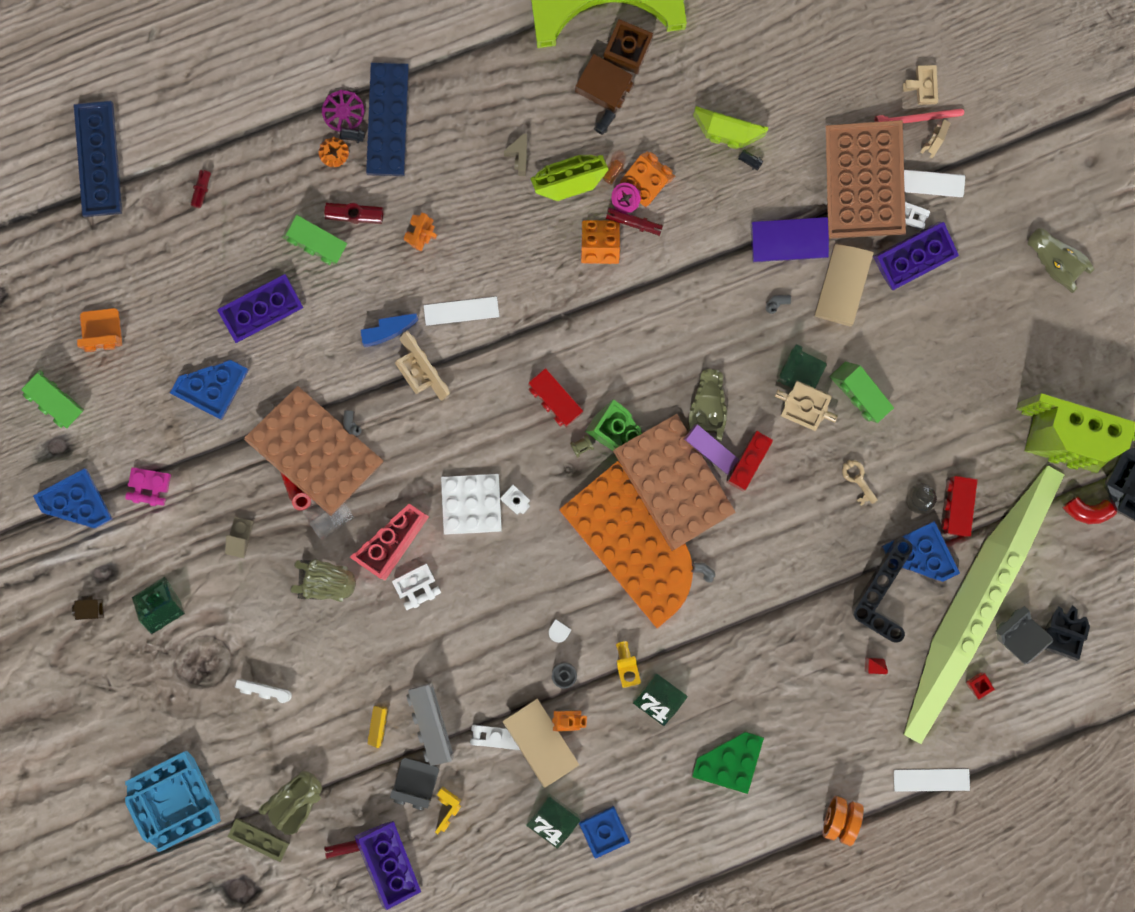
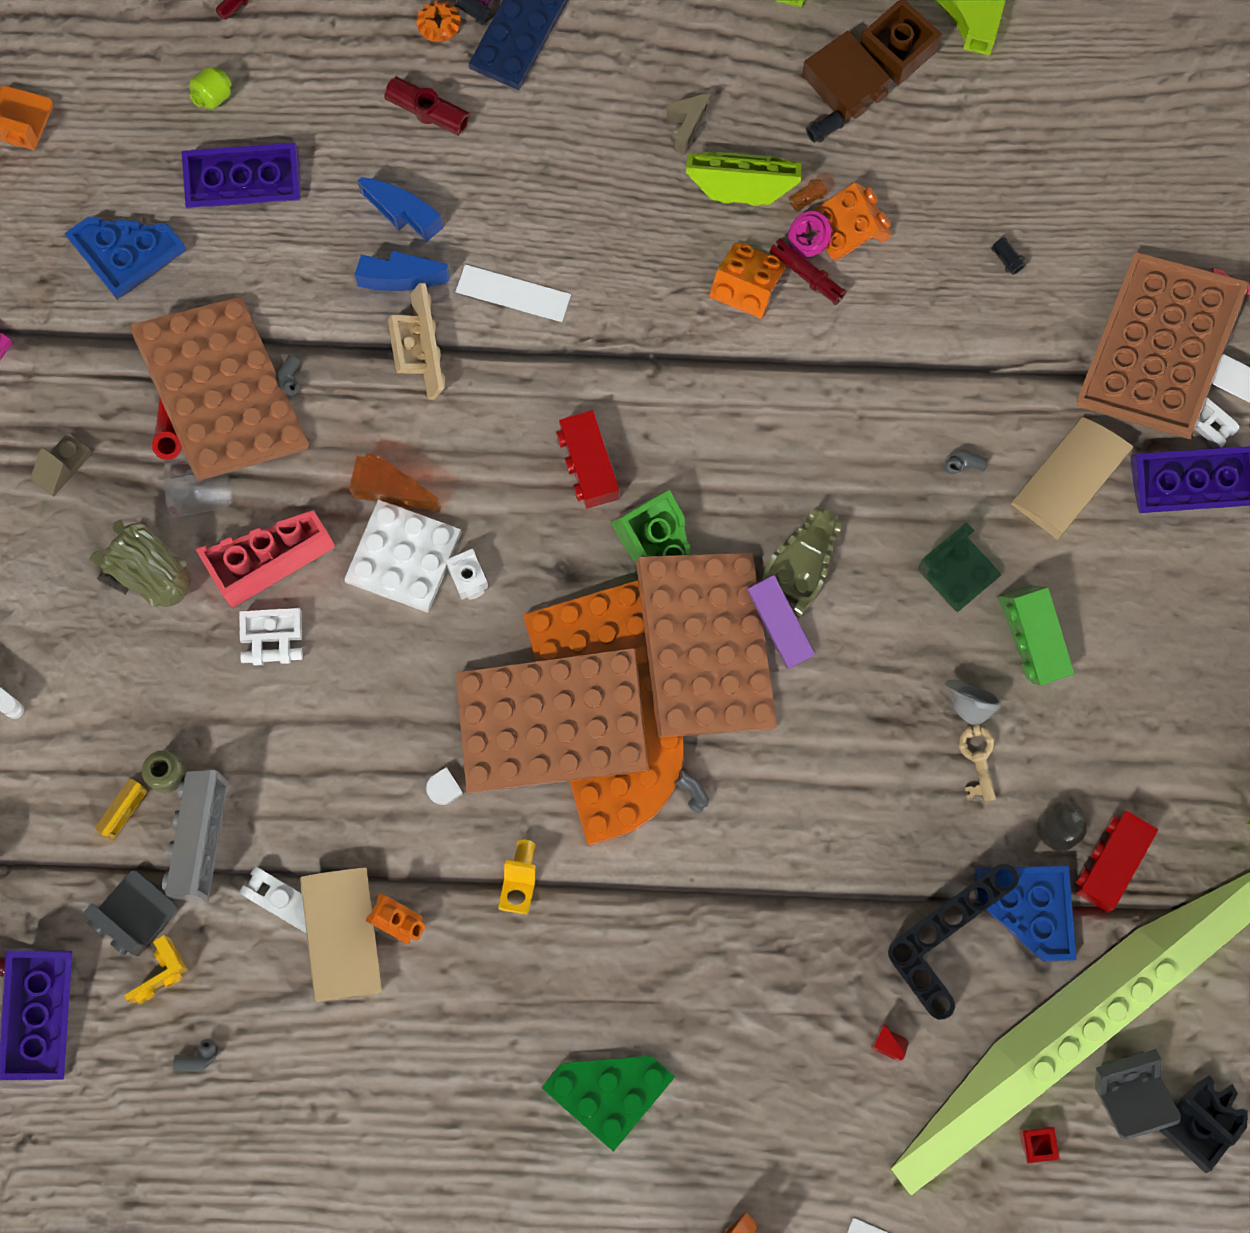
camera: 30 degrees right, 10 degrees down
(213, 259) = (209, 88): none -> lime head
(314, 240) = (356, 115): bright green wedge -> none
(369, 286) = (401, 207): none -> blue slope
(393, 695) = (163, 771): none -> olive head
(422, 232) = (506, 166): orange hips -> none
(440, 465) = (379, 480): none -> clear orange slope
(492, 847) = (199, 1060): none -> dark grey arm
(554, 821) = (306, 1061): clear green slope -> none
(564, 675) = (420, 850): dark grey wheel -> none
(582, 445) = (596, 540): olive bush -> none
(604, 832) = (373, 1113): blue tile -> none
(605, 567) = (552, 721): none -> nougat plate
(660, 699) = (545, 949): clear green slope -> none
(728, 129) = (995, 201): lime wedge -> none
(749, 461) = (829, 662): red brick -> none
(790, 239) = (1019, 383): dark purple slope -> none
(806, 405) = (945, 619): tan plate -> none
(841, 448) = (972, 702): none -> light grey hat

